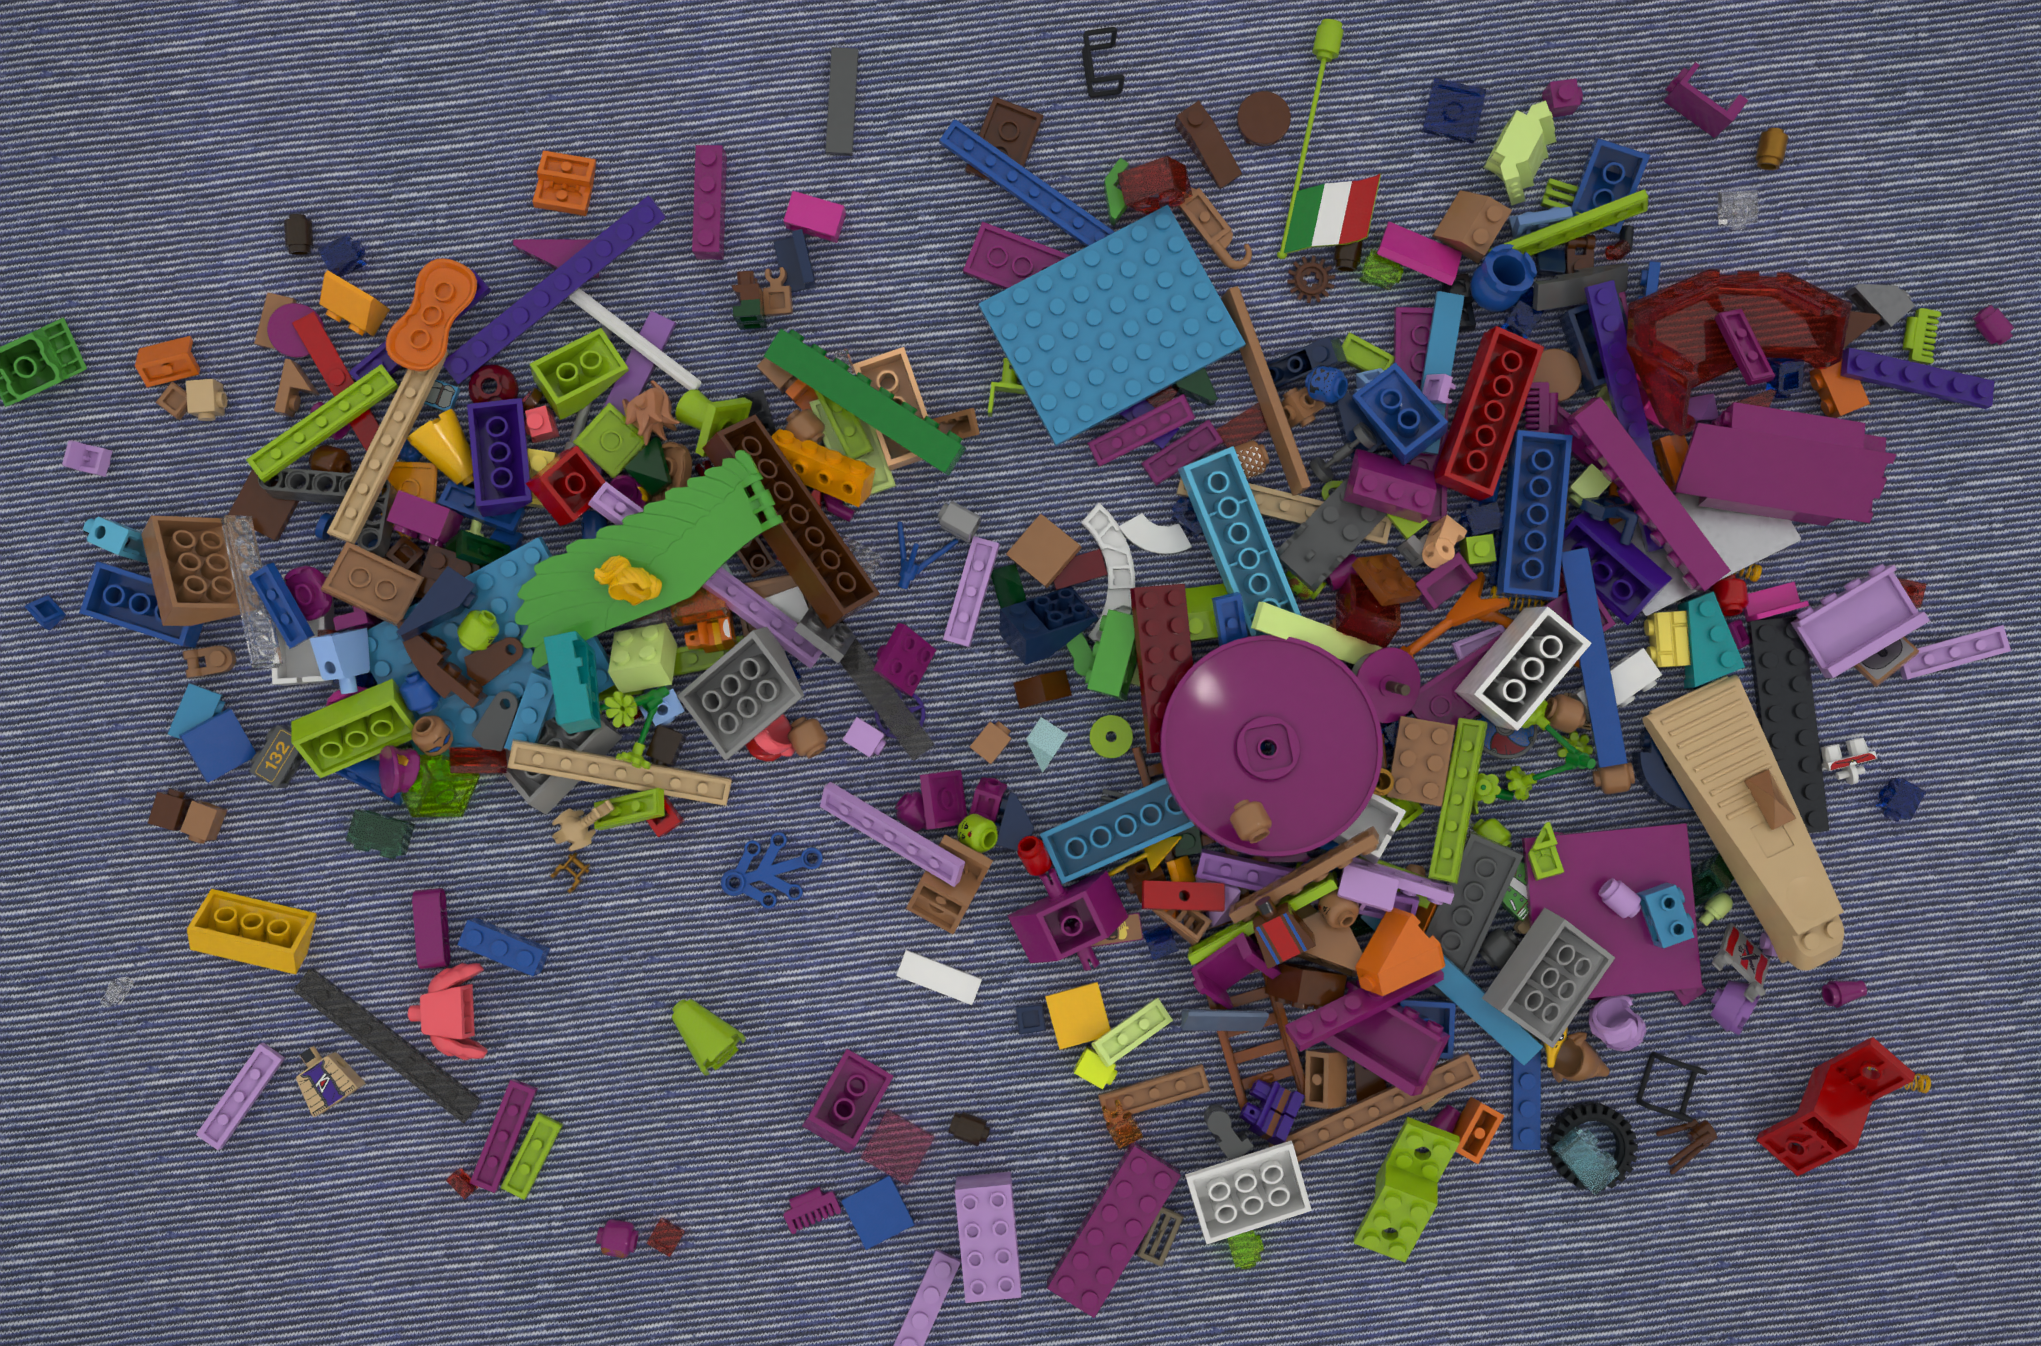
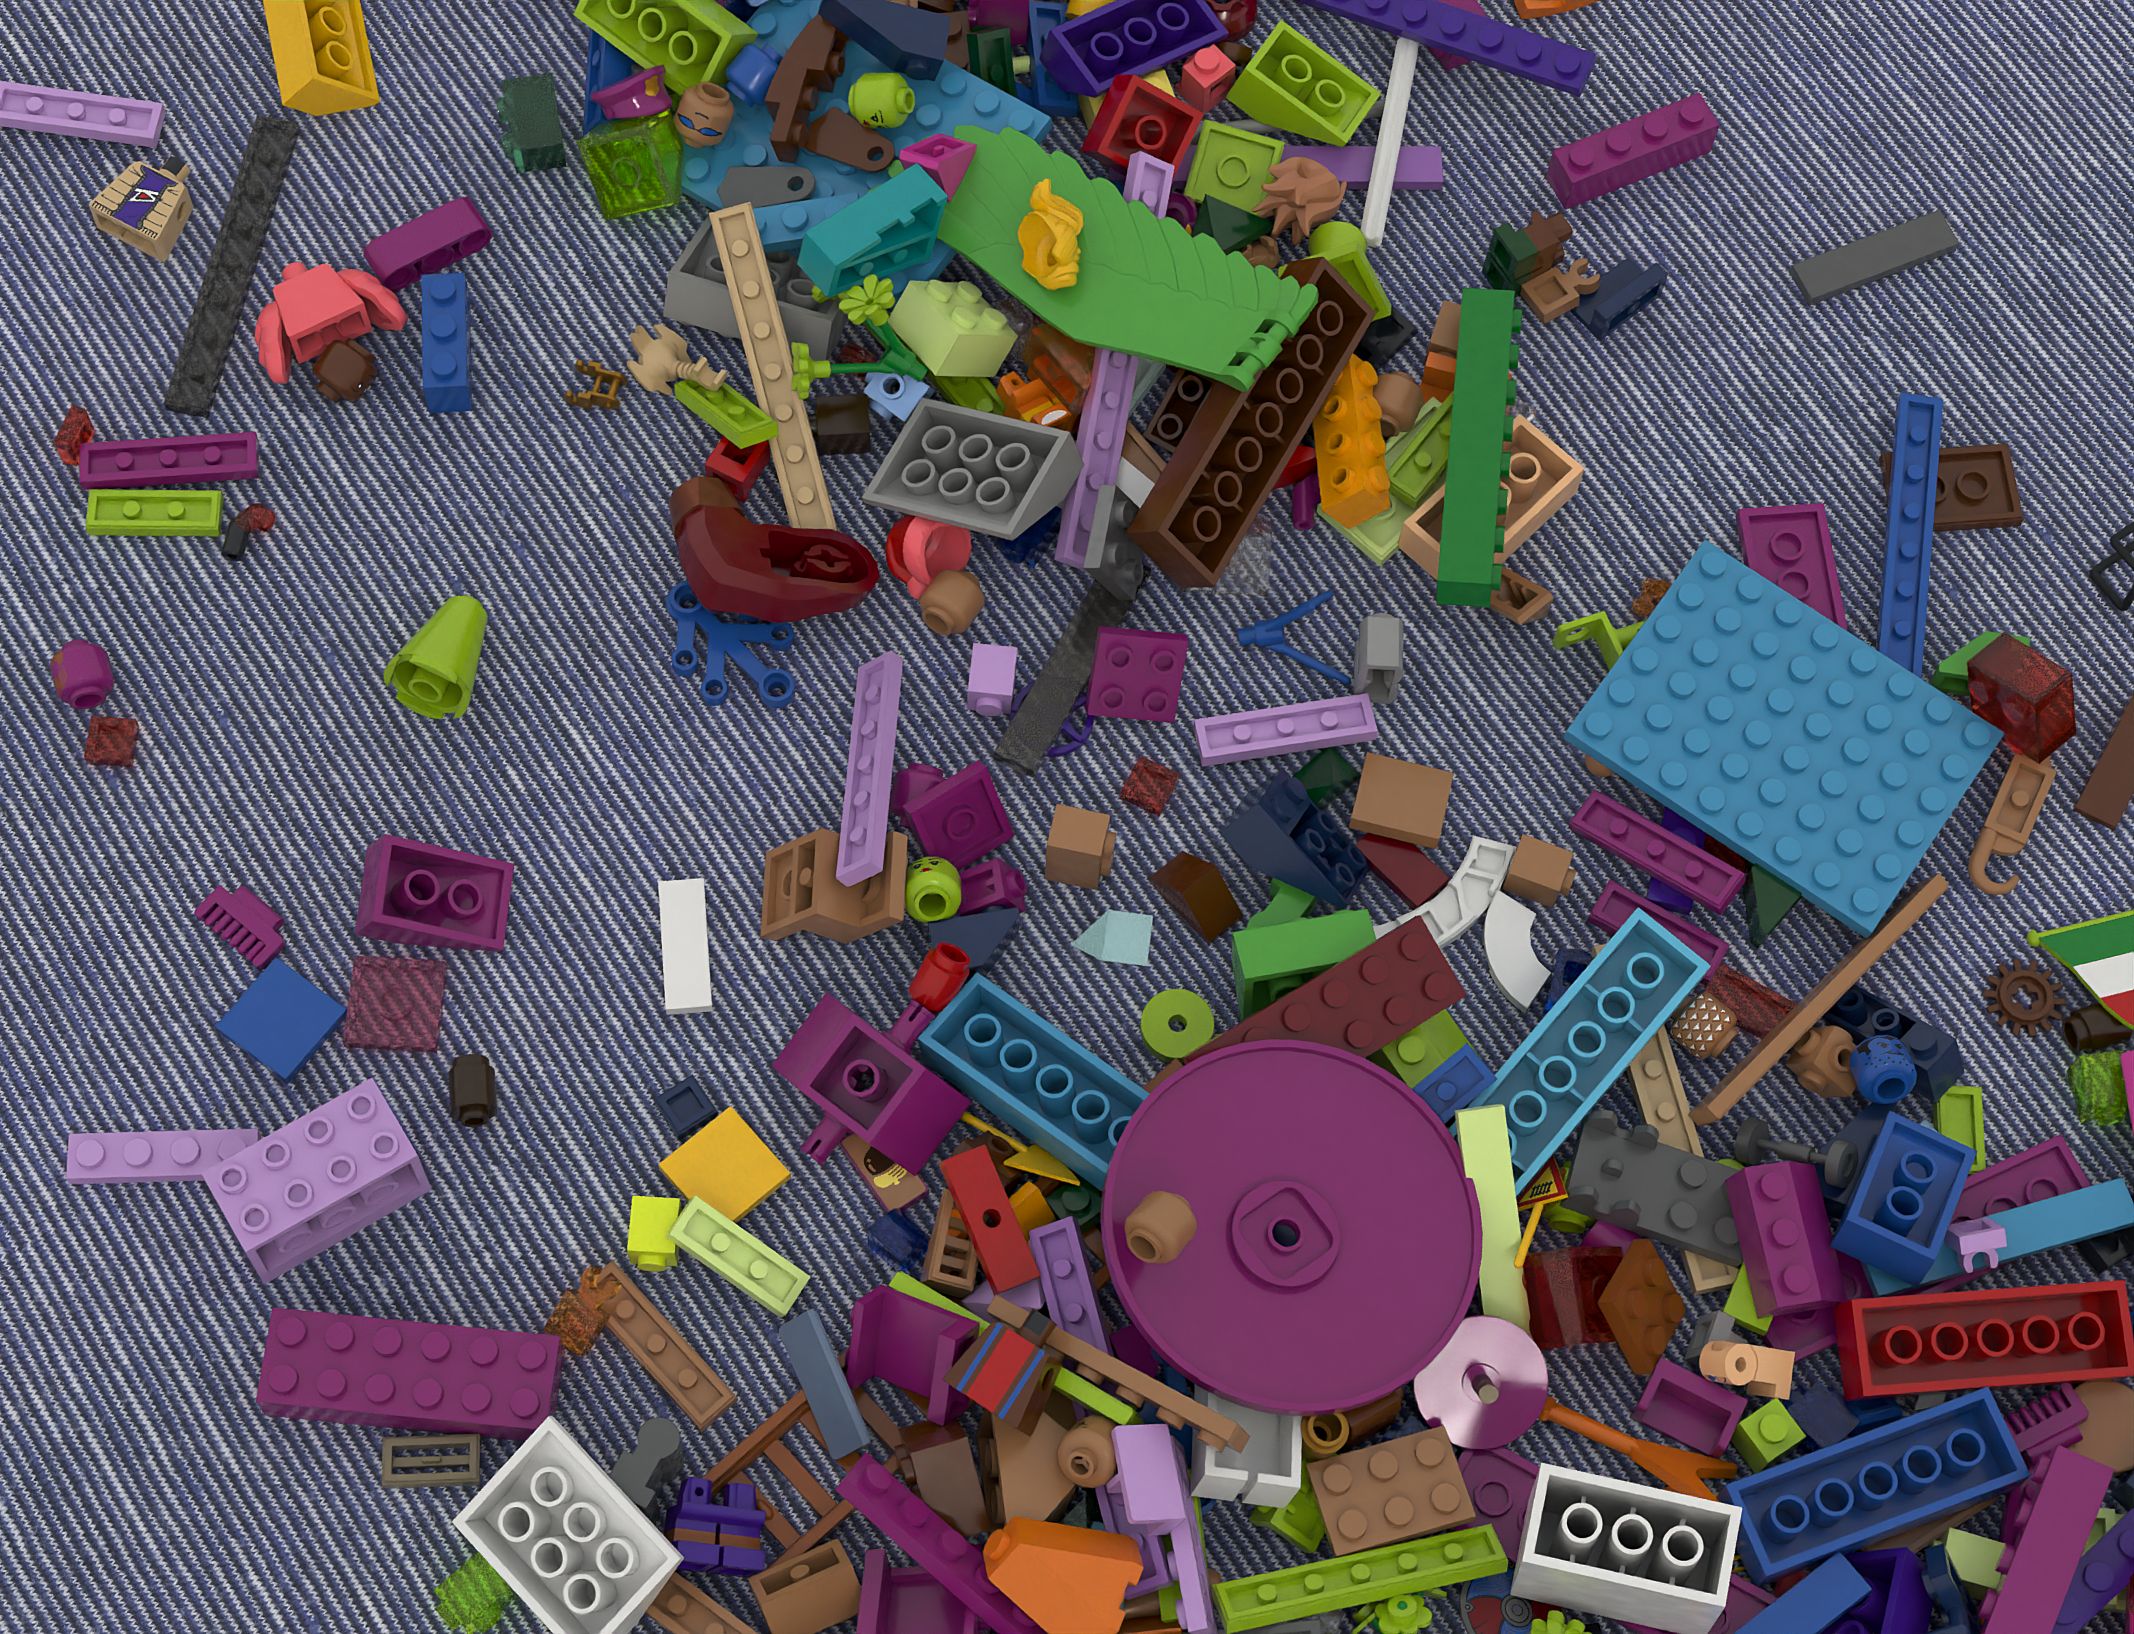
camera: 60 degrees right, 20 degrees down
(477, 760) = (694, 185): clear red tile -> none
(493, 1012) = (344, 370): none -> reddish brown head
(540, 618) = (942, 159): none -> dark pink slope
(565, 1110) = (242, 525): none -> arm
(743, 834) = (764, 567): none -> dark red piece
(815, 216) = (1695, 290): dark pink panel -> none
(966, 681) = (1150, 786): none -> clear red tile
(985, 345) = (1651, 590): none -> clear orange plate
(1120, 498) = (1540, 871): none -> medium nougat brick
(1303, 596) = (1543, 1189): none -> yellow piece

